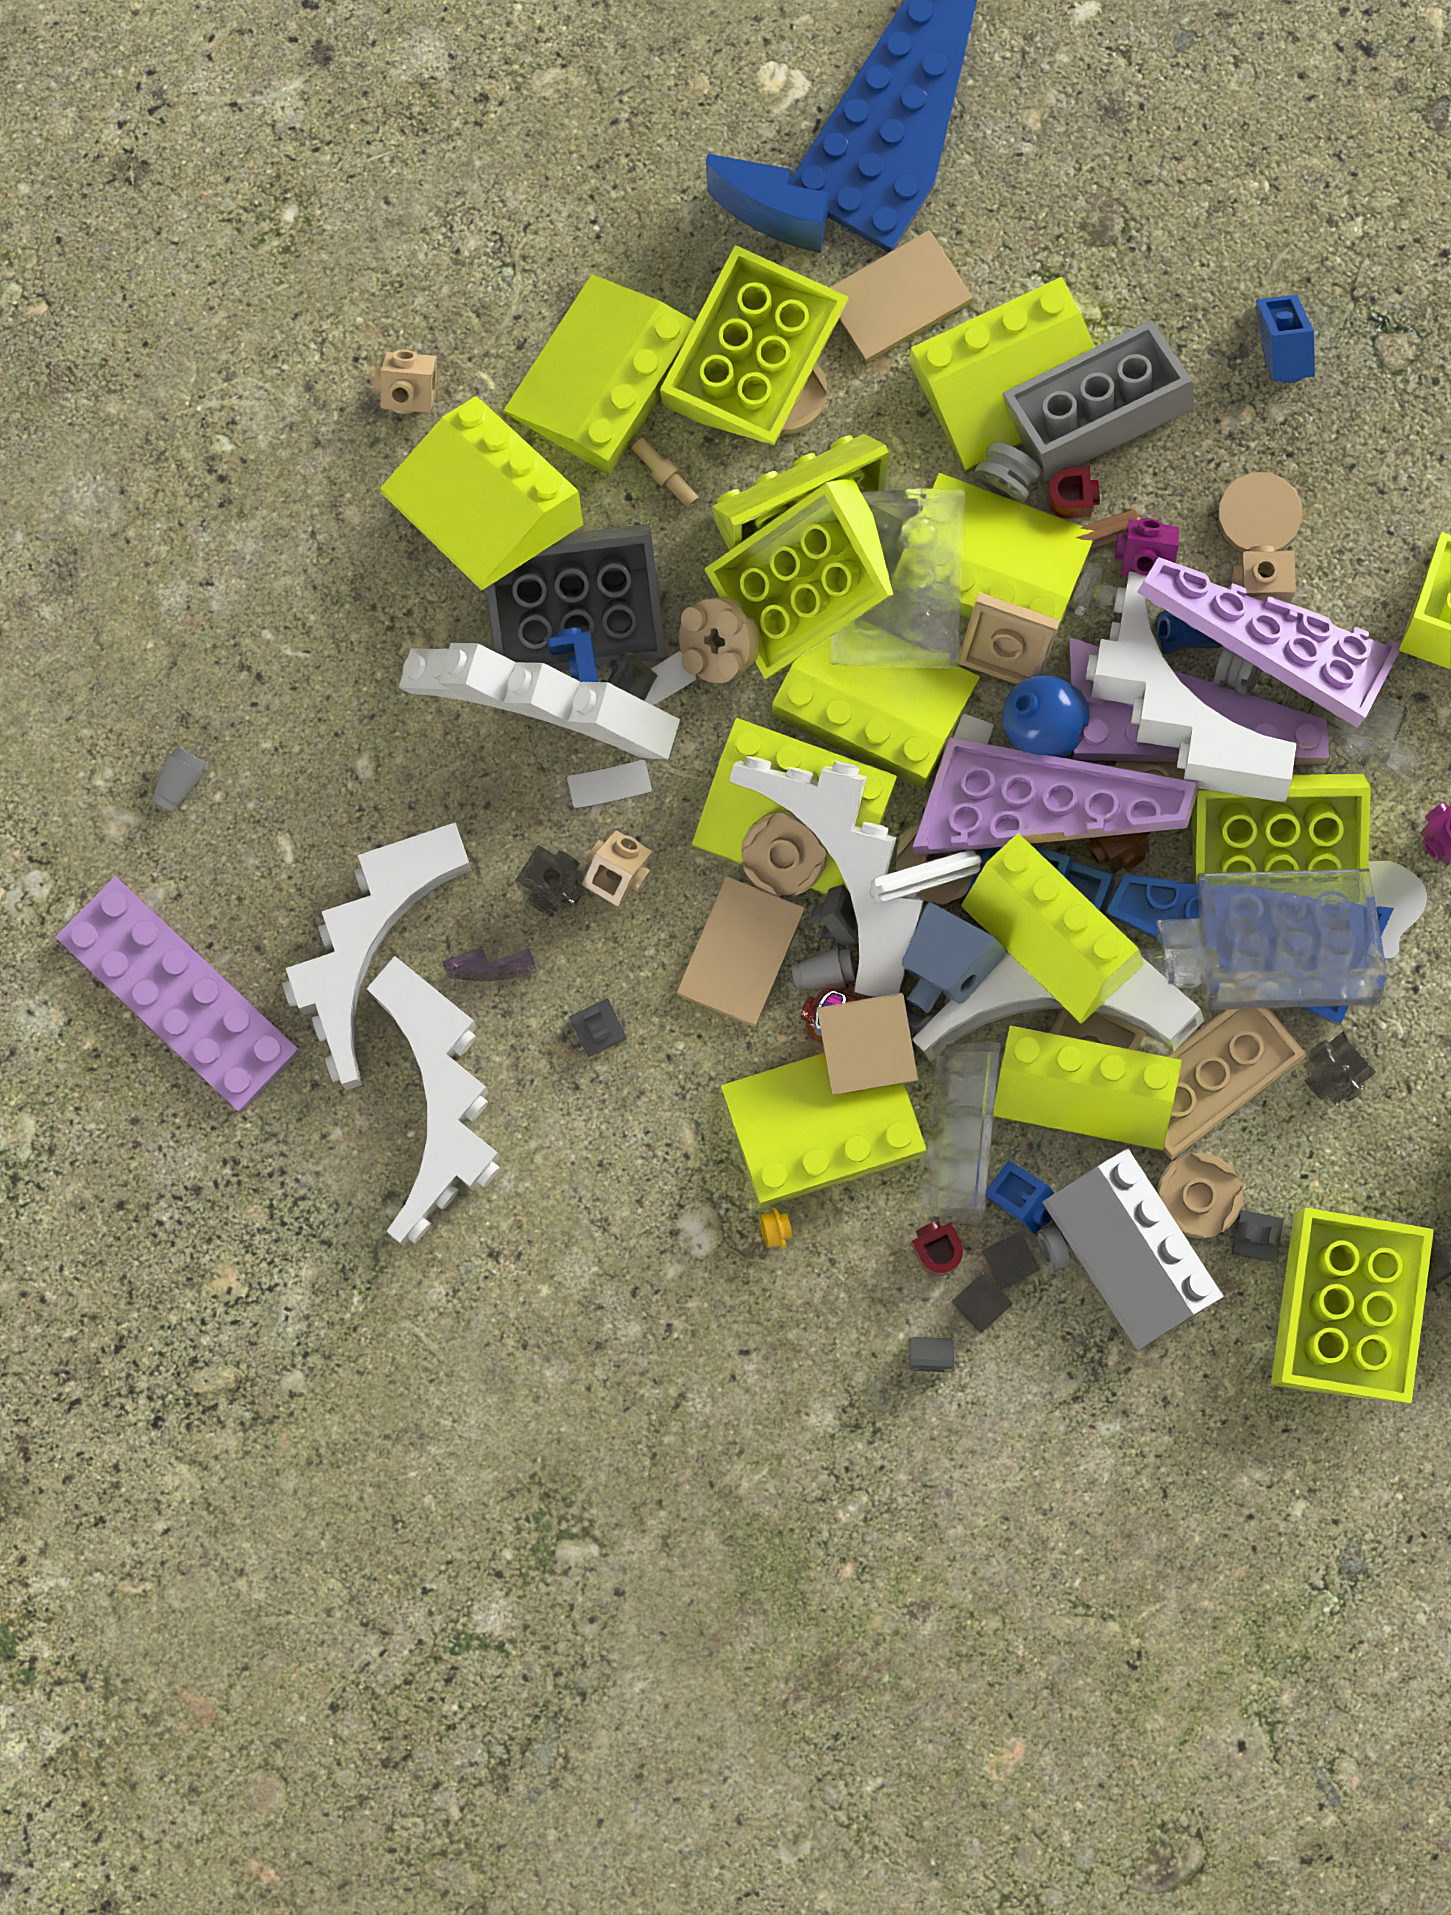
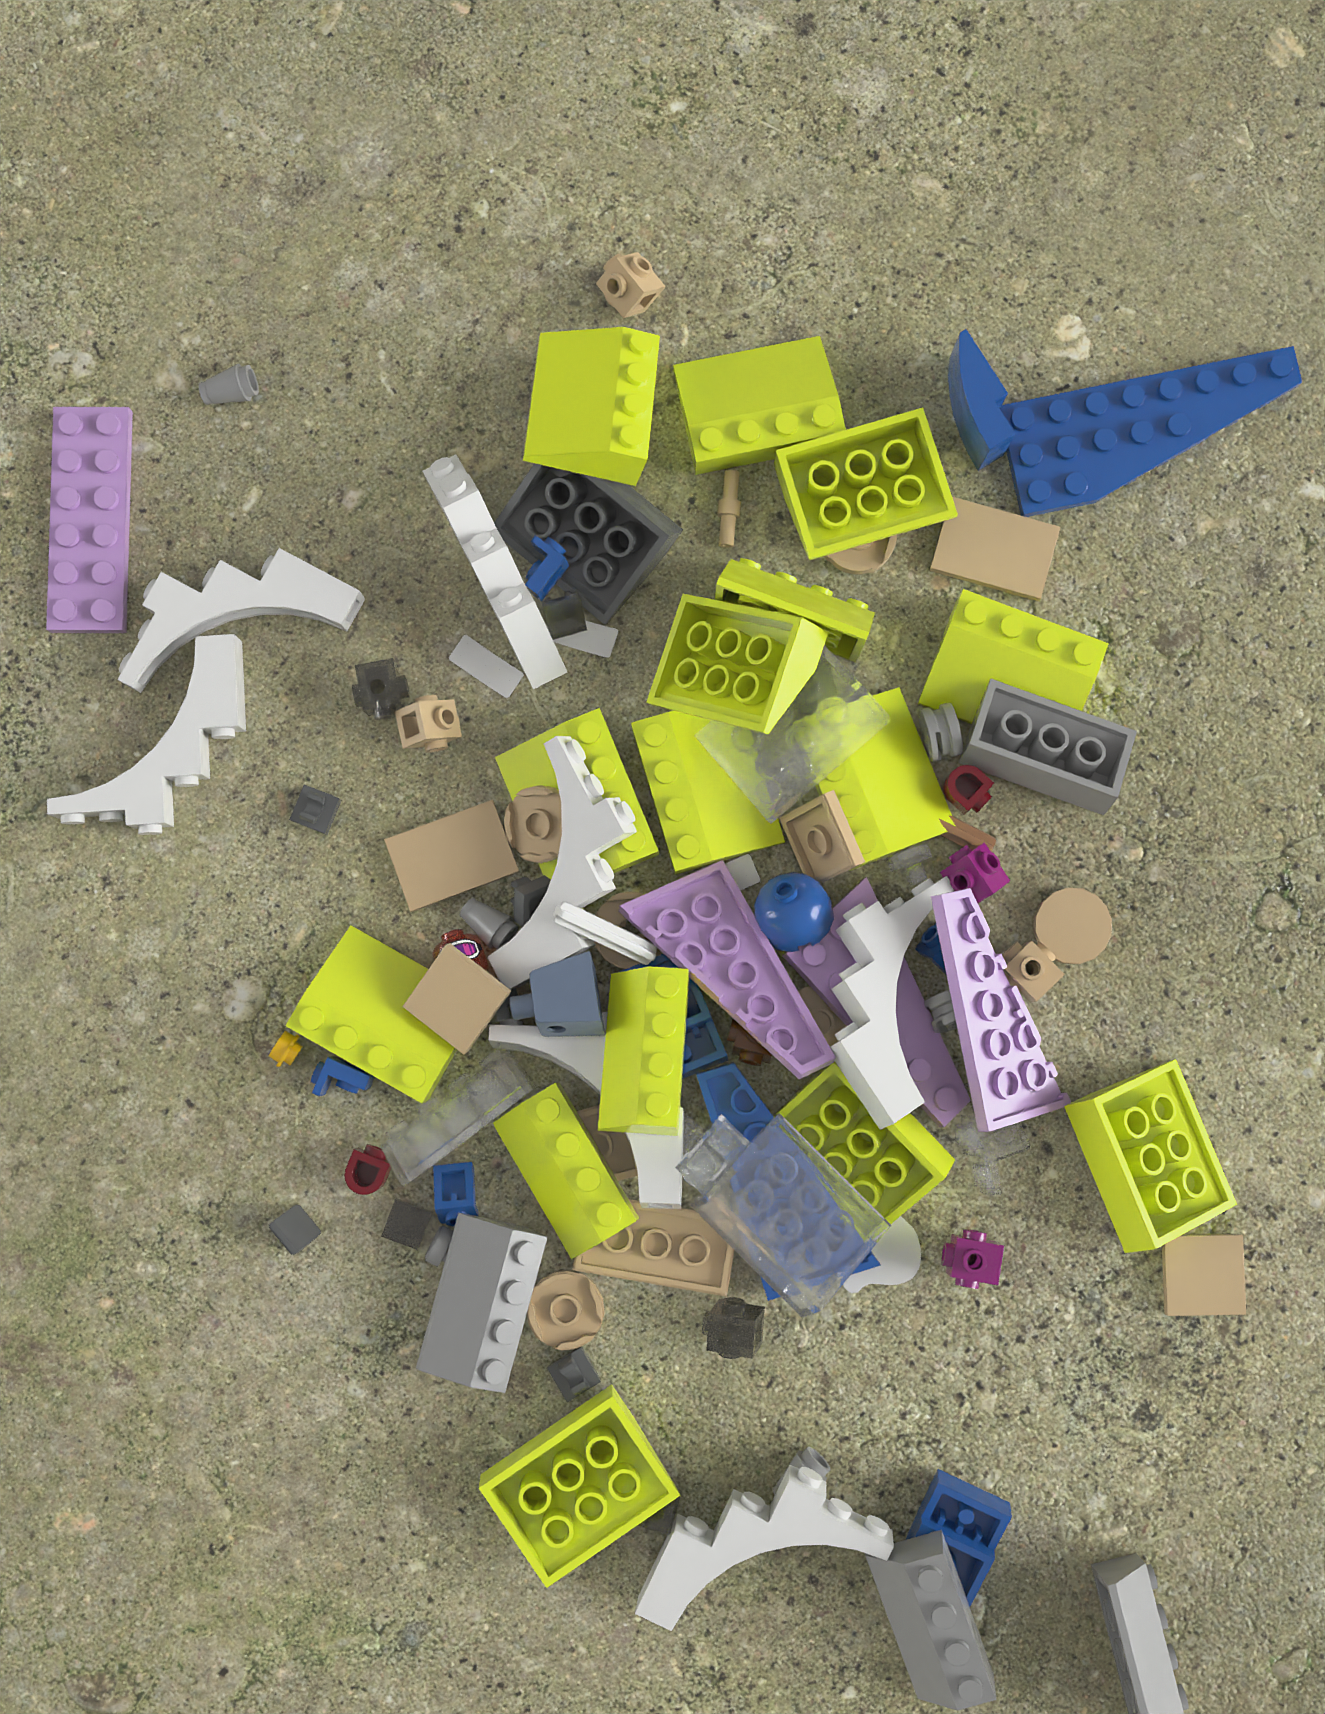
camera: 45 degrees right, 5 degrees up
(475, 966) = (284, 696): slope -> none
(697, 642) = (629, 639): tan plate -> none
(844, 1195) = (348, 1075): none -> blue bracket
(981, 1303) = (361, 1230): clear smoke tile -> none
(1286, 338) = (1211, 832): blue slope -> none

